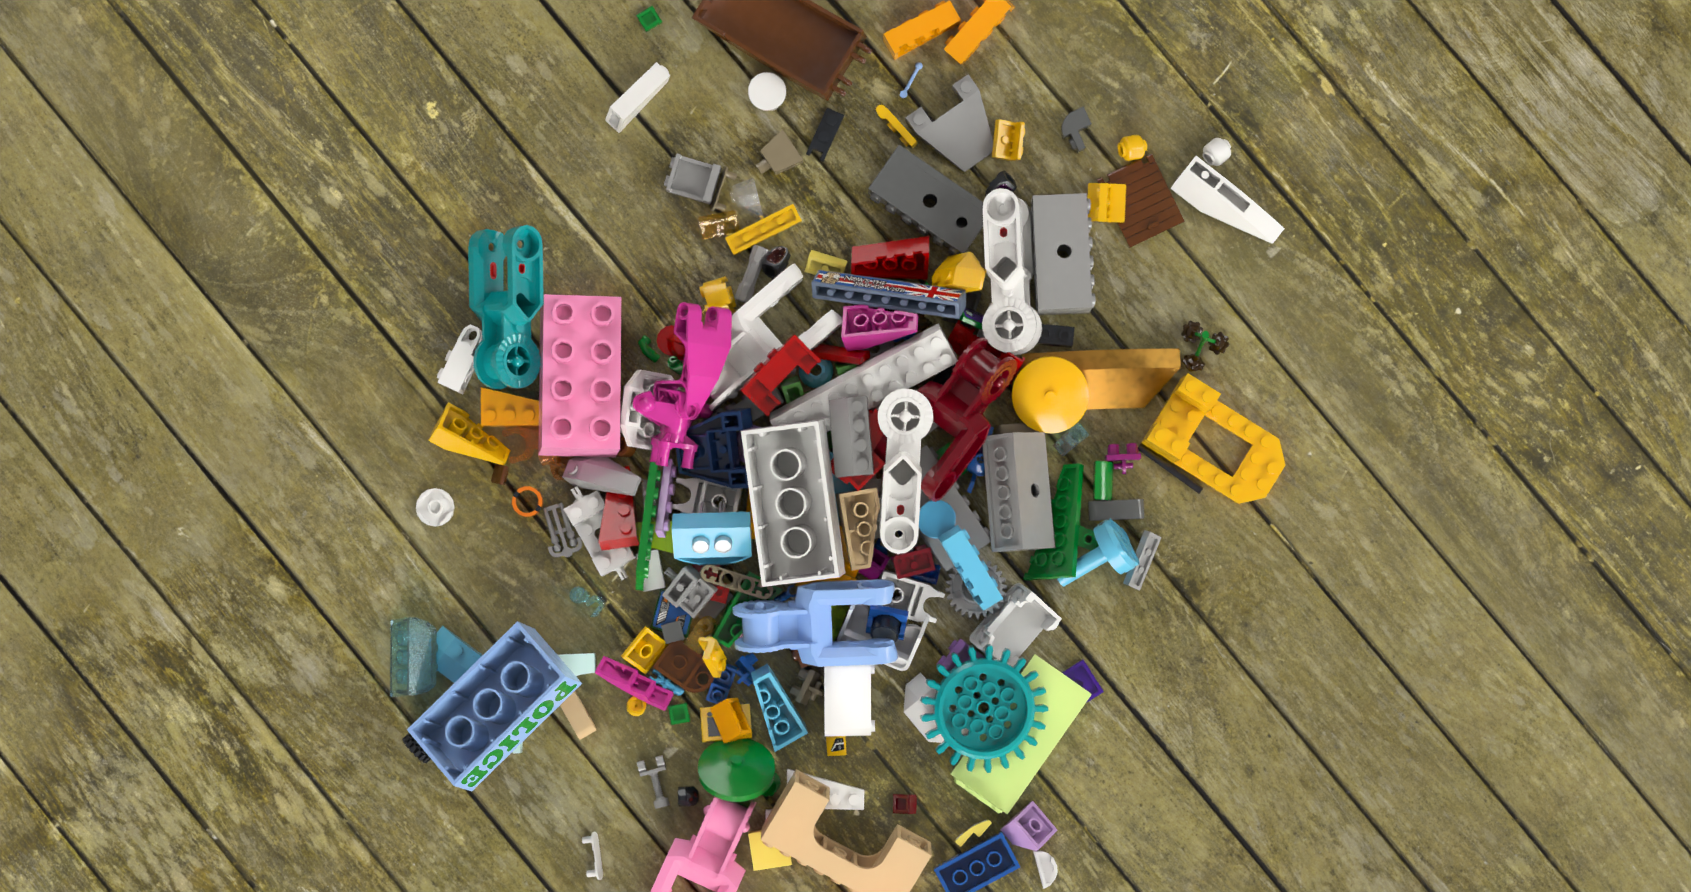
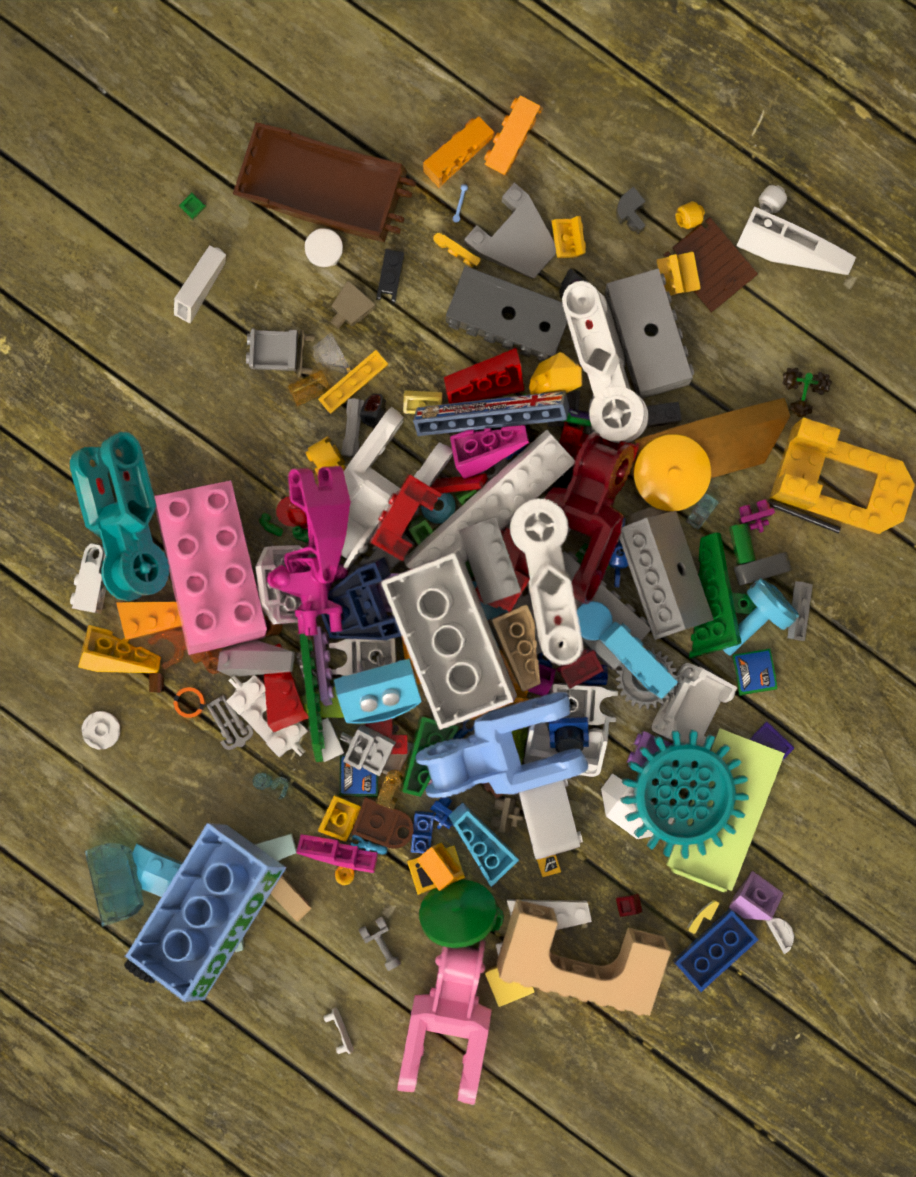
camera: 15 degrees left, 0 degrees up
(672, 632) = (362, 794): dark grey tile -> none
(679, 713) = (388, 872): green tile -> none
(687, 796) = (416, 950): black rock -> none
(713, 656) = (408, 808): yellow bracket -> none
(735, 585) = (412, 730): dark tan beam -> none
(1083, 608) = (754, 672): none -> slope

